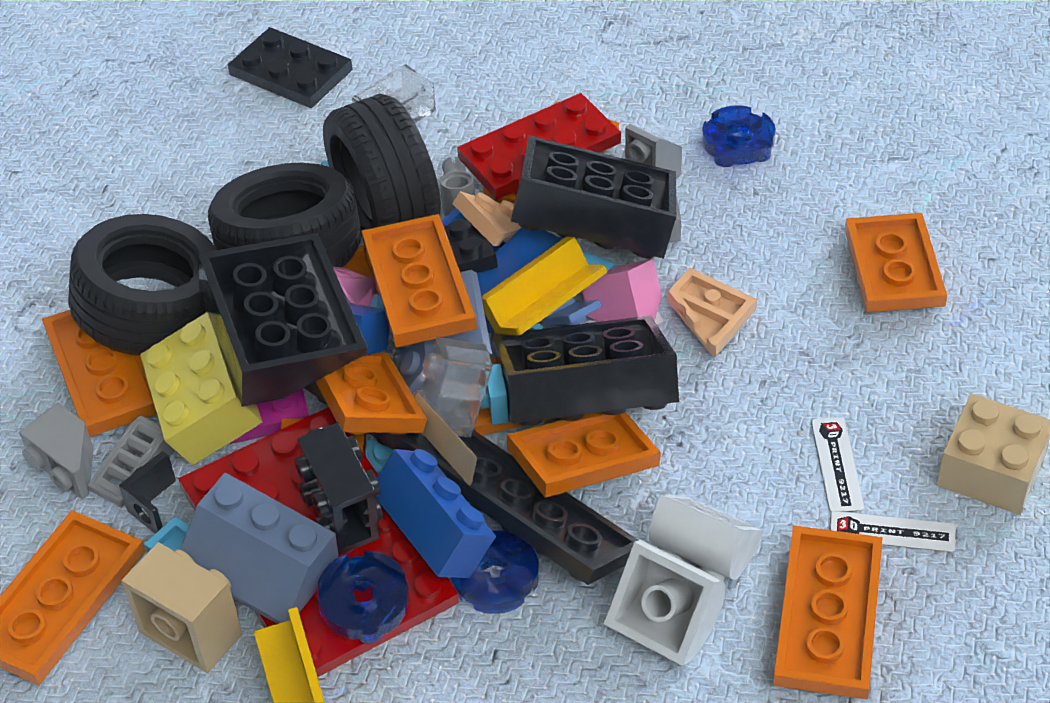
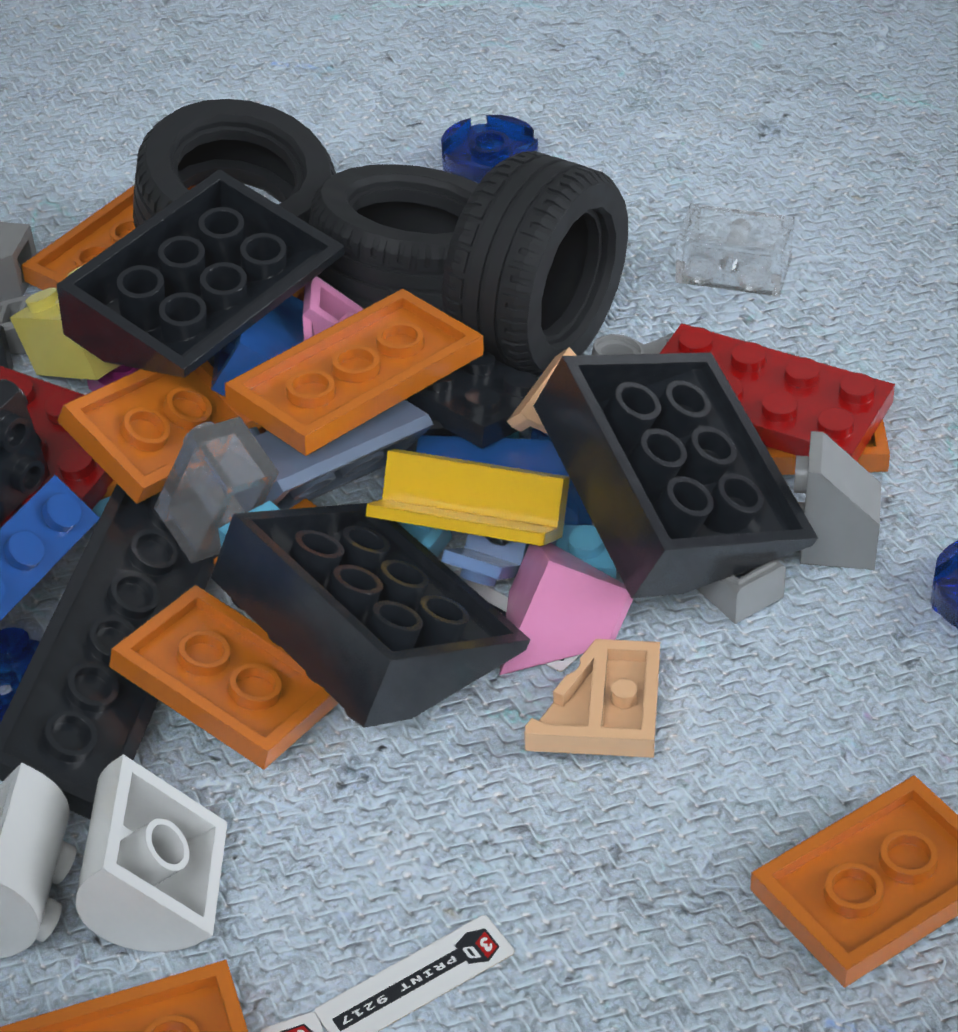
camera: 60 degrees right, 5 degrees down
(179, 179) = (478, 148): none -> clear blue plate
(290, 67) = (731, 151): black plate -> none
(448, 443) = (117, 525): tan sticker -> none

